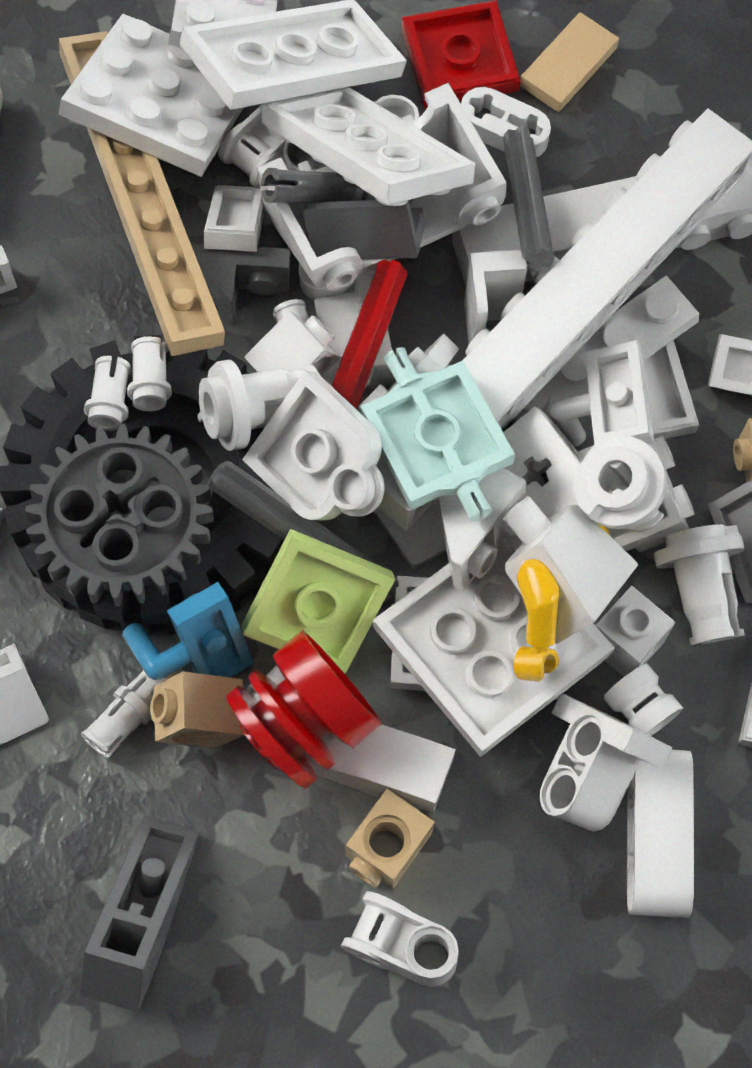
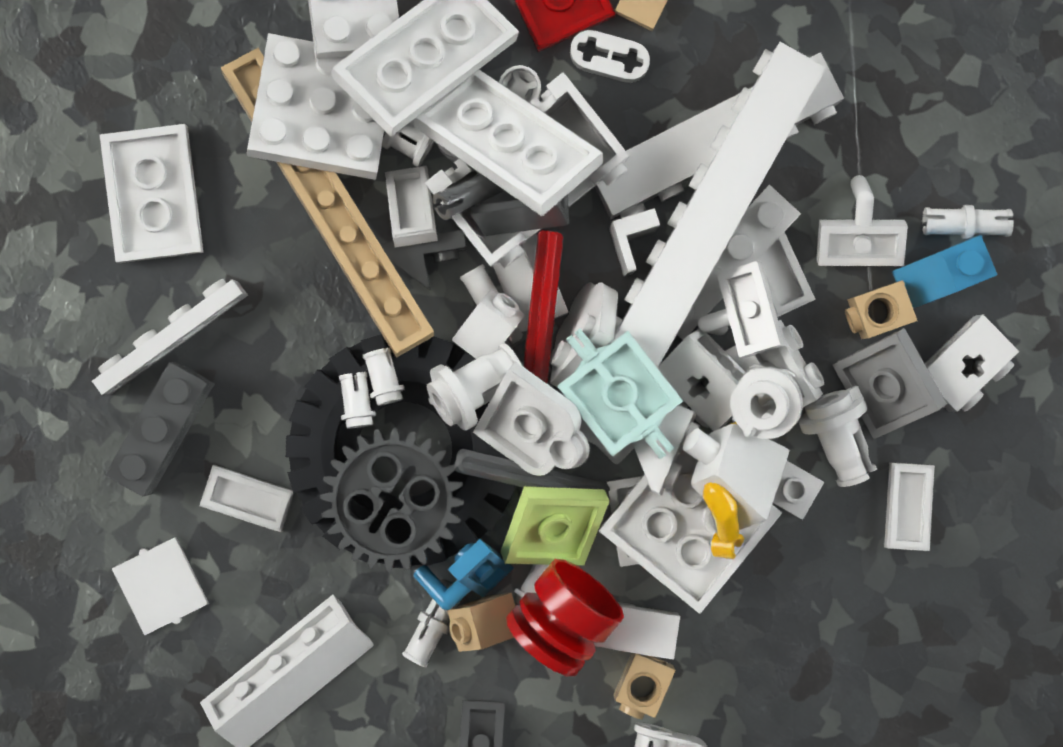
camera: 10 degrees left, 20 degrees up
(528, 199) = (646, 147): dark grey axle -> none
(594, 765) = (783, 595): white tile -> none
(635, 692) = (810, 539): white wheel -> none
(661, 838) = (838, 632): white beam -> none

